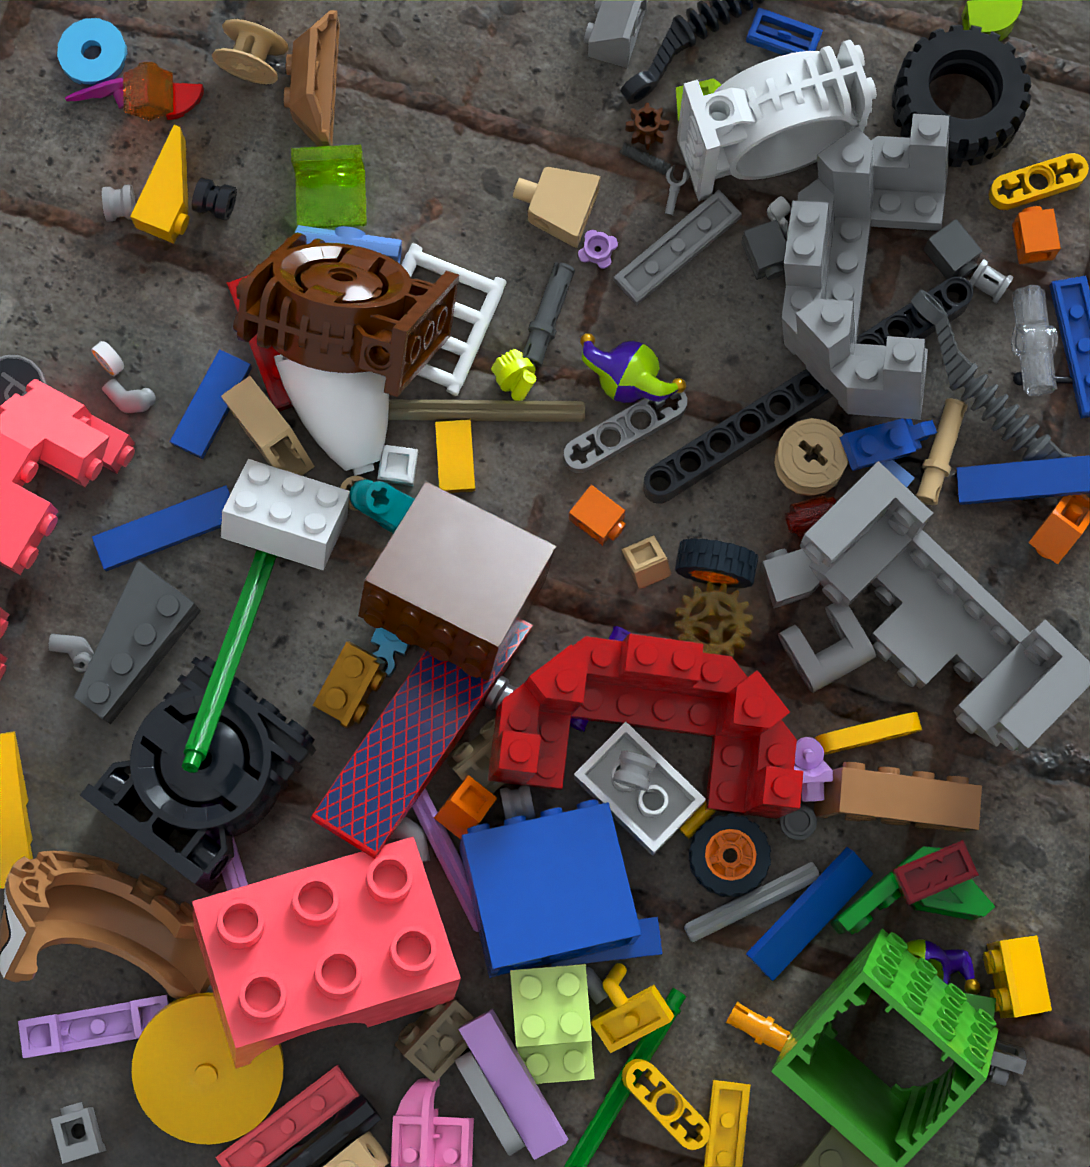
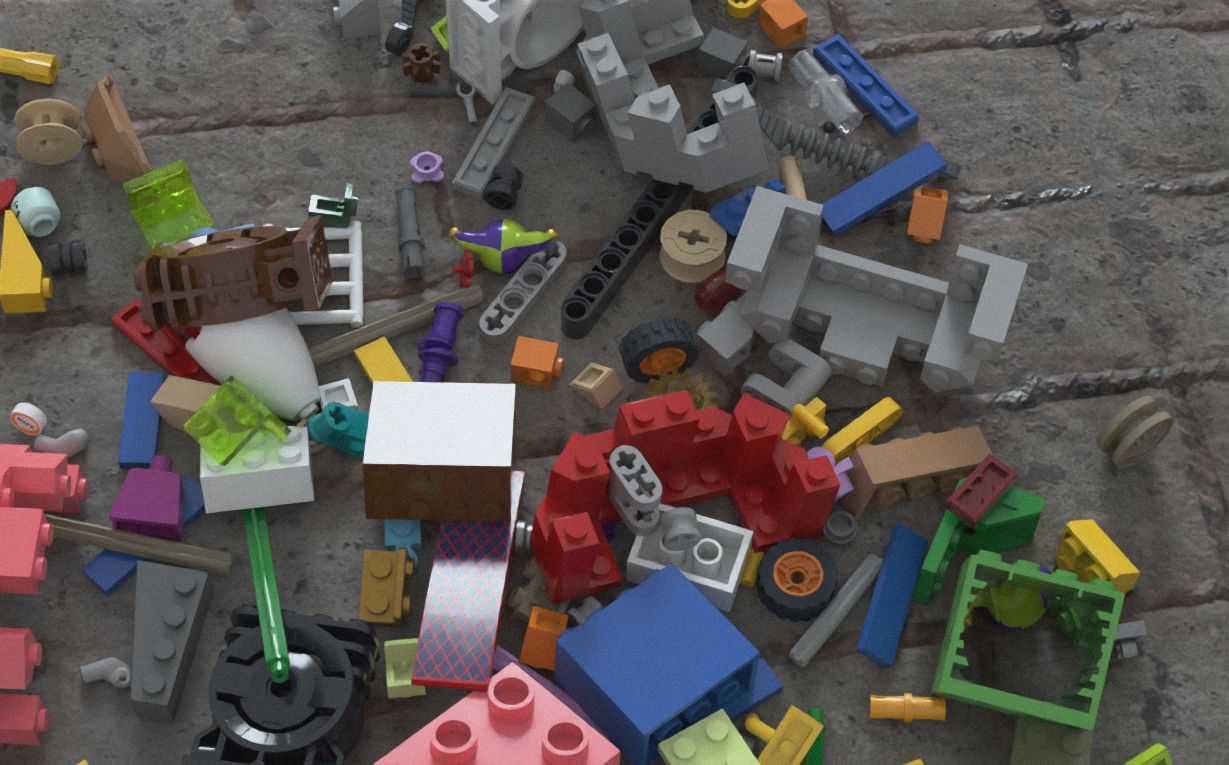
camera: 30 degrees left, 20 degrees down
(150, 540) = (141, 545): none -> dark tan axle
(178, 502) = (151, 501): none -> magenta torso
(204, 134) = (36, 211): none -> light aqua head
(278, 465) = (231, 421): none -> clear neon green bracket
(329, 765) = (399, 668): none -> yellowish green bracket
(483, 257) = (334, 210): none -> dark green bracket
(509, 463) = (437, 347): none -> dark purple piece
(514, 374) = (405, 285): neon yellow piece -> none
(560, 202) = (376, 145): tan torso -> none
(578, 383) = (465, 269): none -> red plant
(606, 713) = (630, 490): none -> light grey connector
(660, 307) = (504, 186): none -> black wheel
(818, 704) = (806, 421): none -> yellow plate

